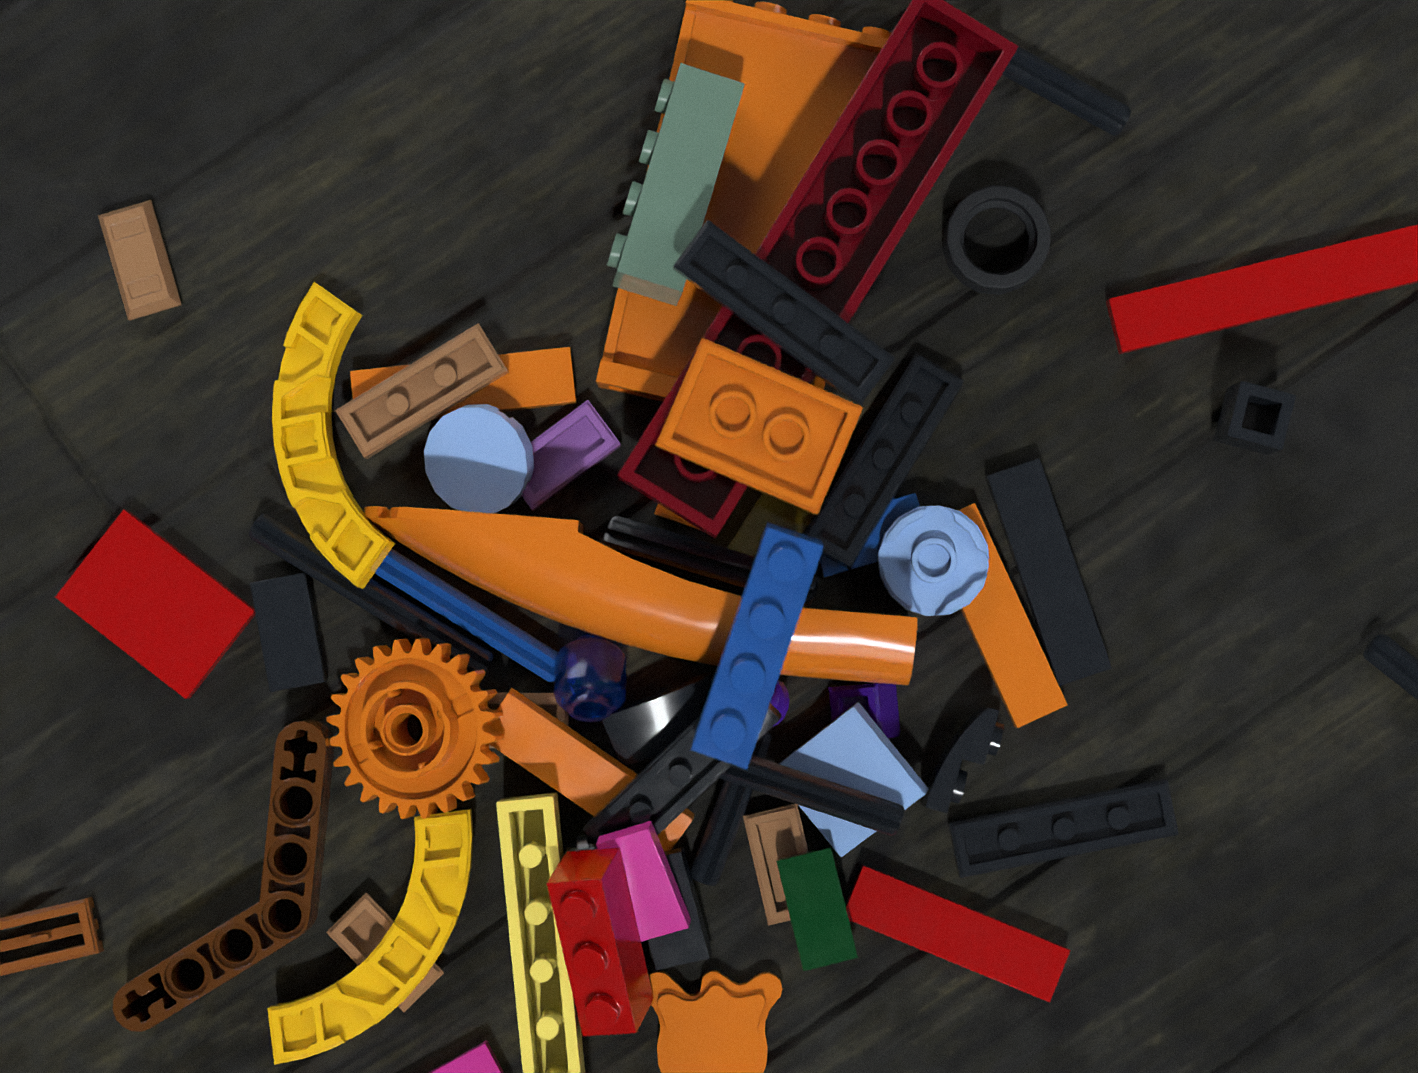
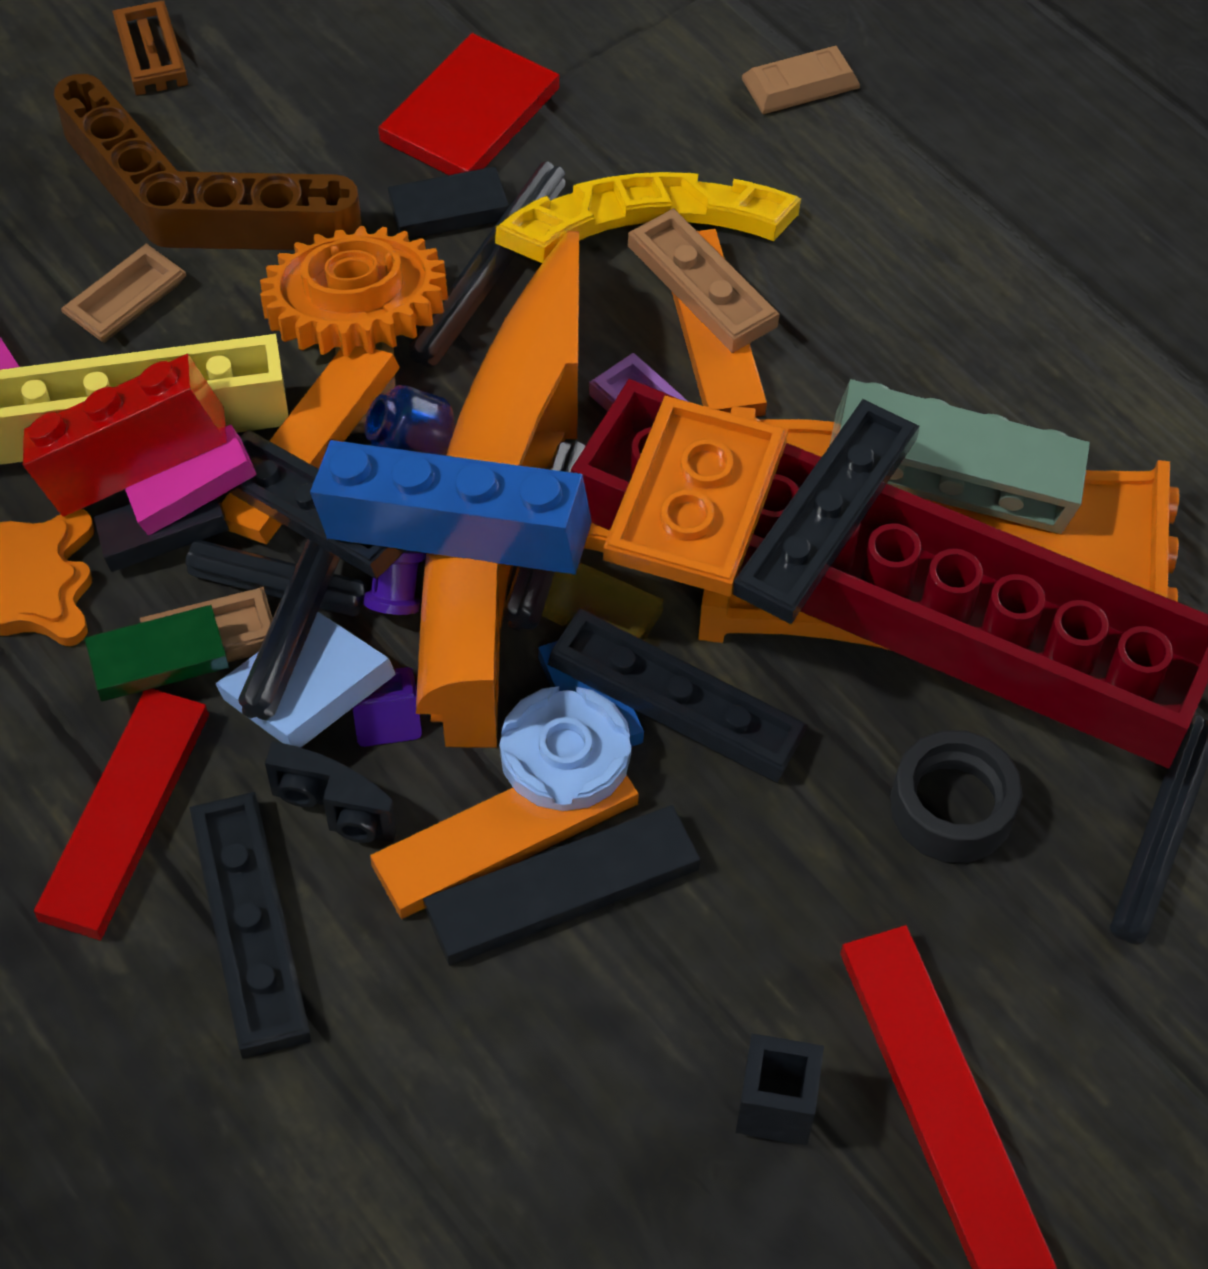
camera: 85 degrees right, 30 degrees down
(400, 959) = (120, 296): yellow tile -> none
(468, 614) = (480, 331): blue axle -> none
(478, 459) = (637, 328): light blue tile -> none

